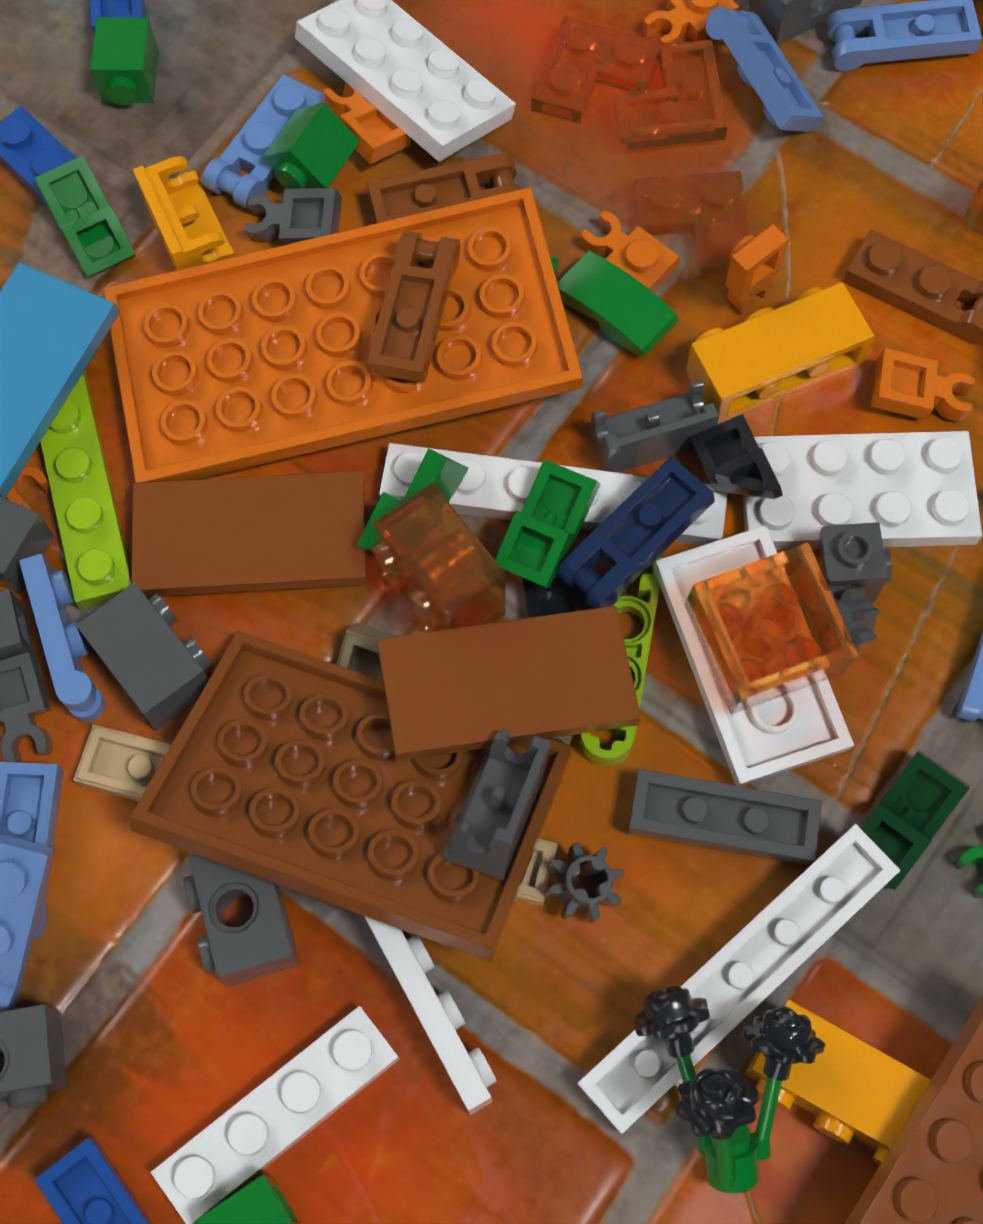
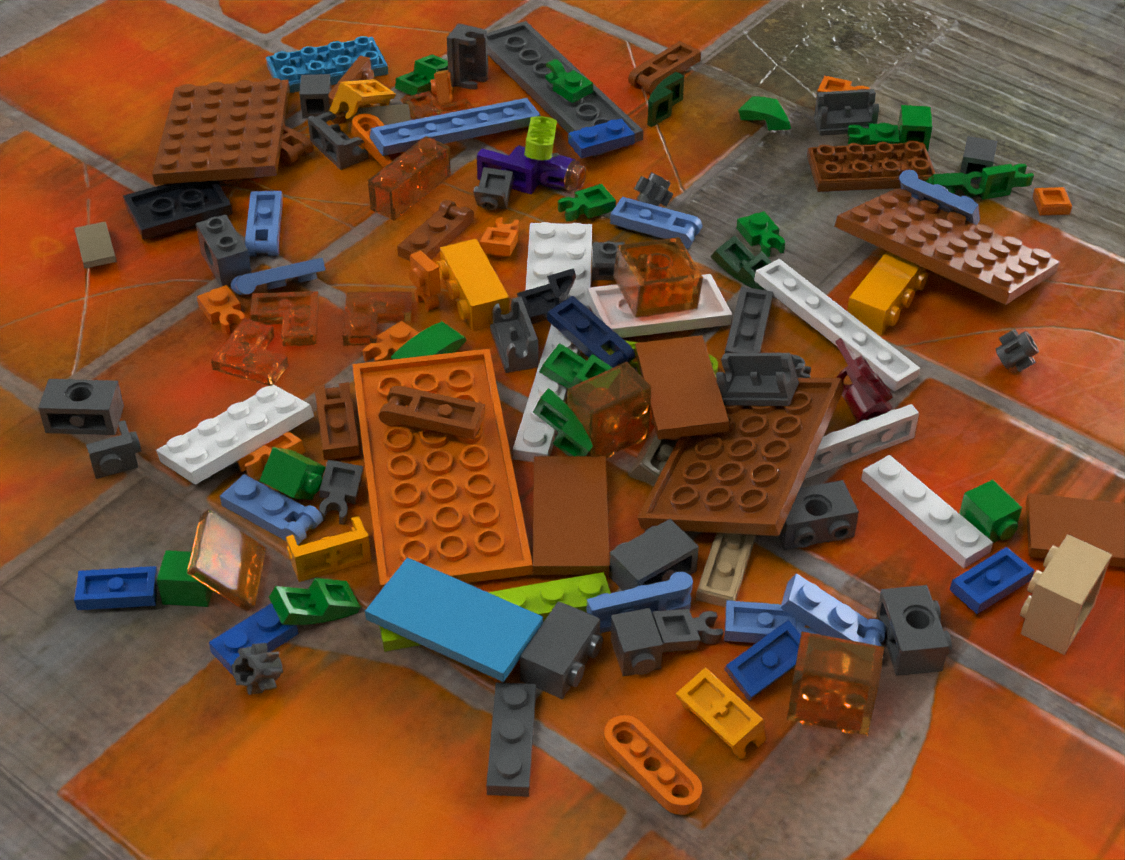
camera: 90 degrees left, 25 degrees down
(136, 92) = (227, 560): none -> clear orange tile
(538, 1014) = (868, 393): none -> dark red piece
(718, 1100) = (910, 297): black plant -> none

